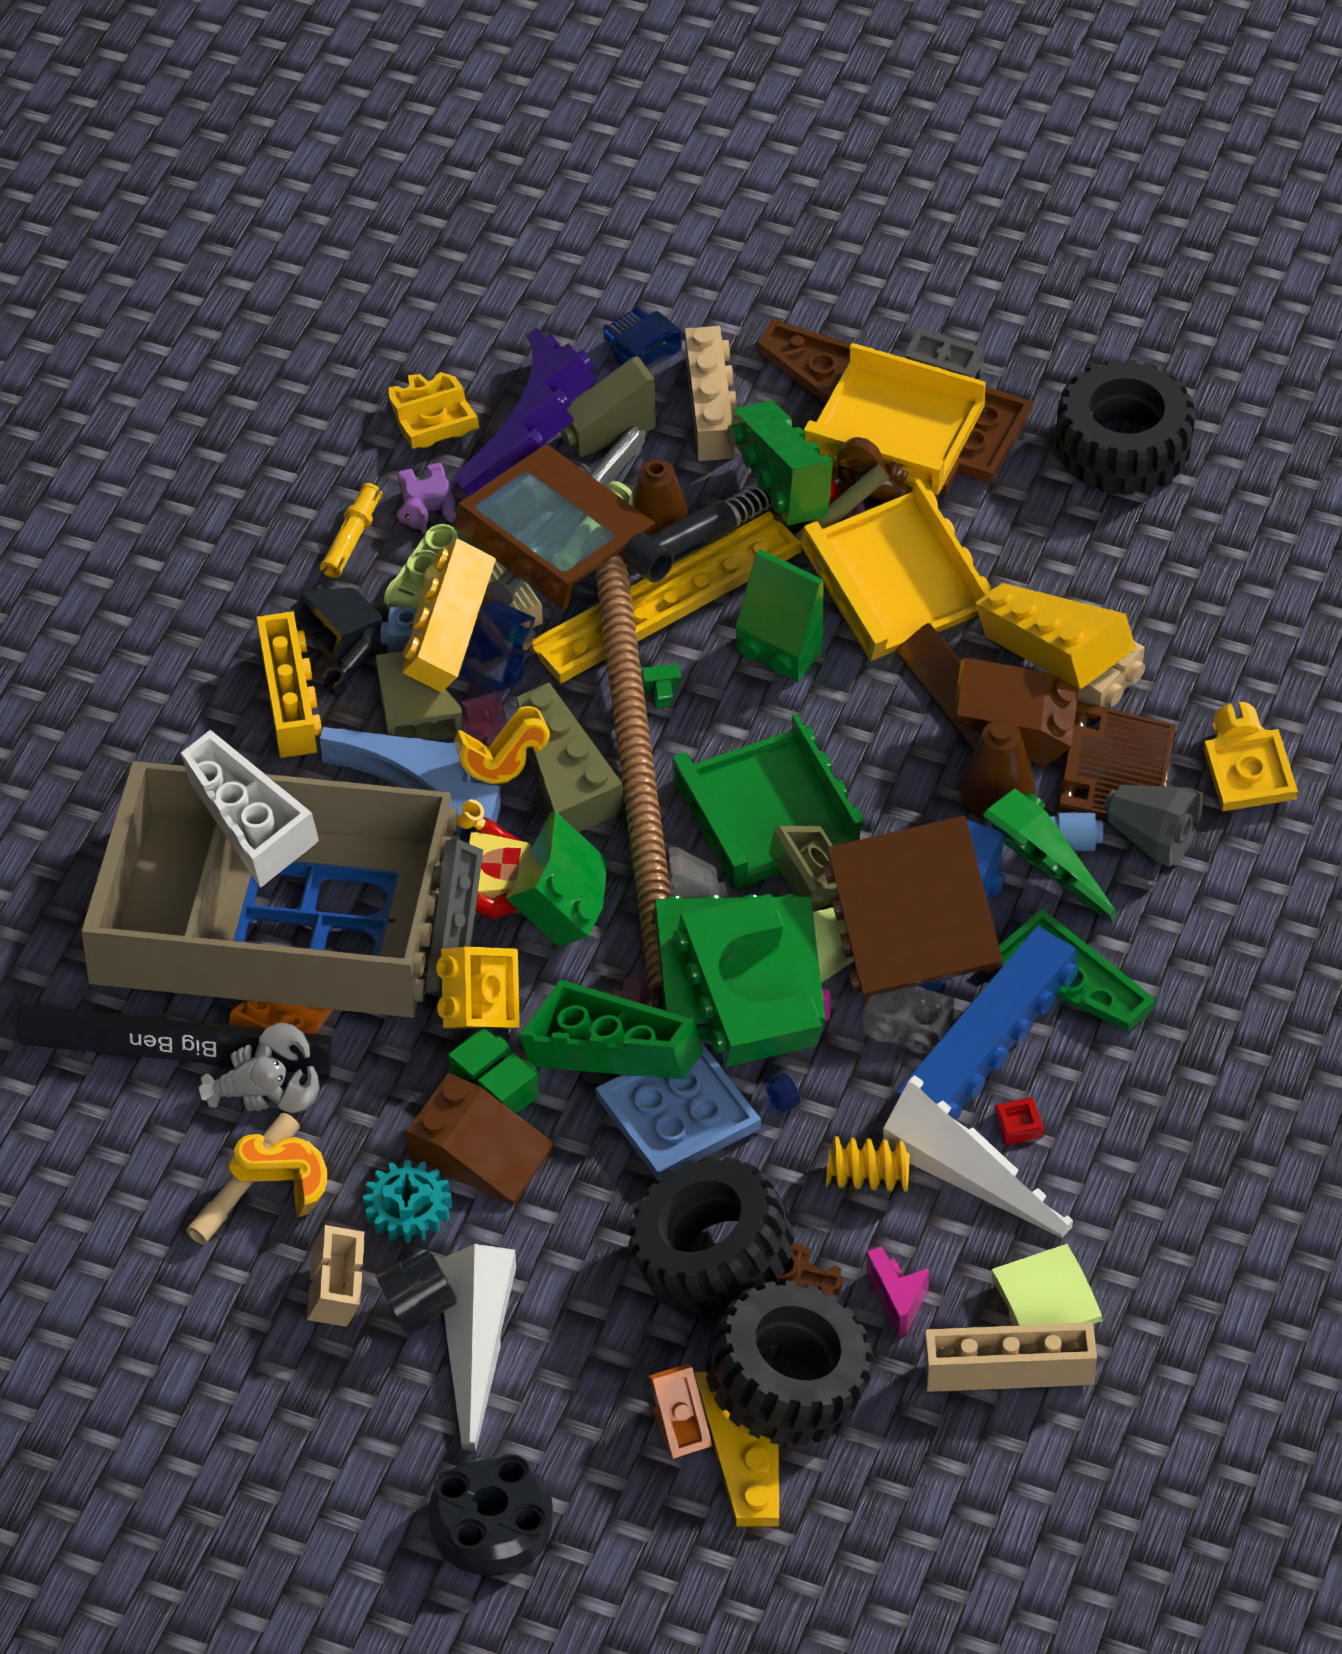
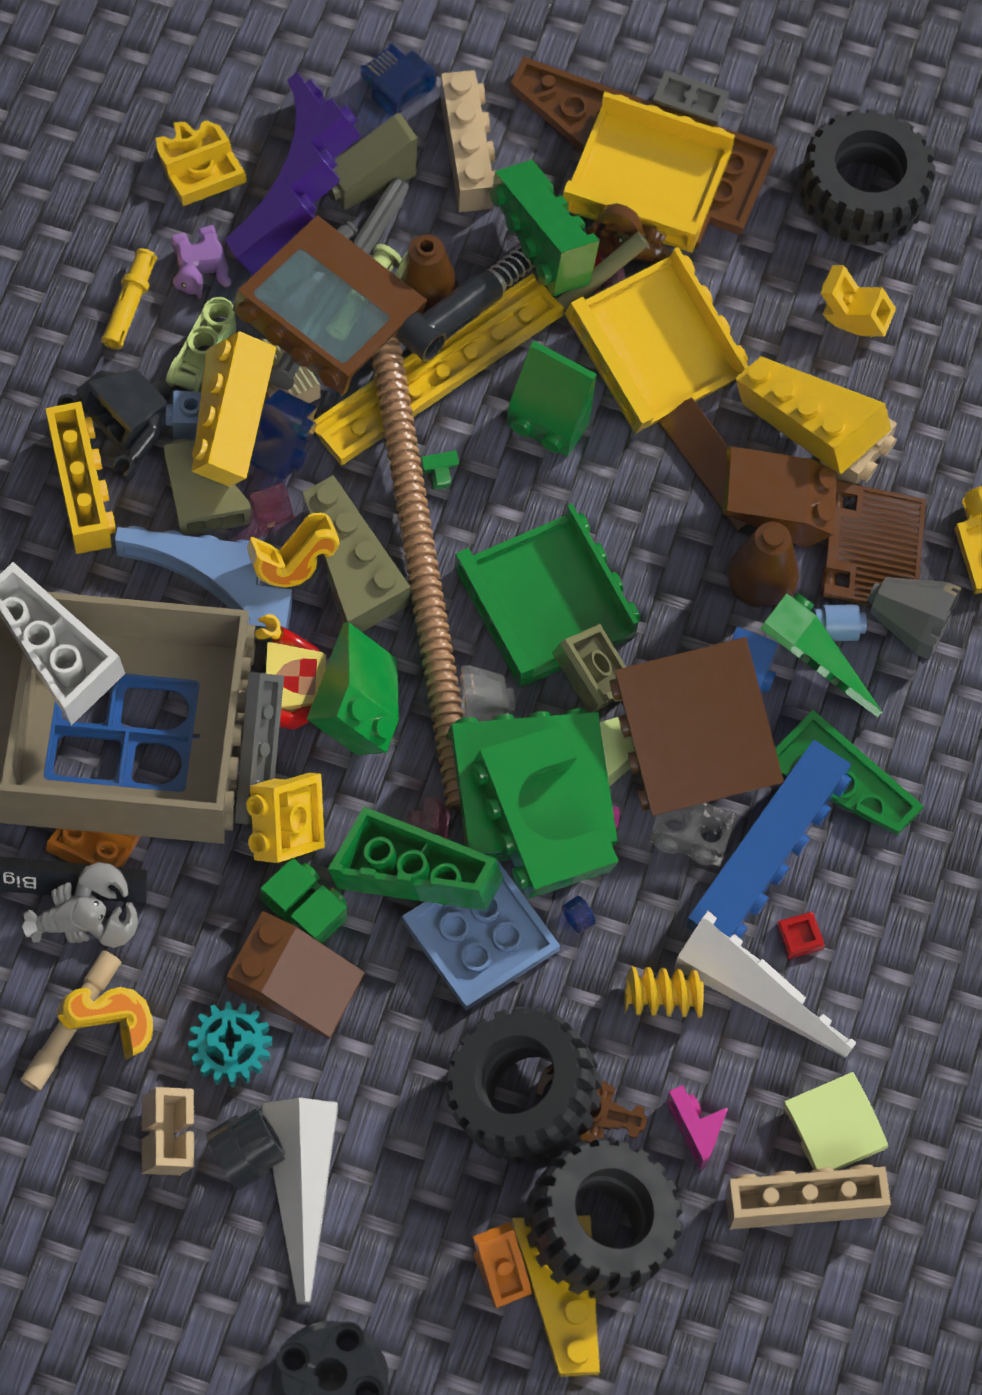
camera: 10 degrees left, 15 degrees up
(1107, 547) = (855, 308): none -> yellow brick

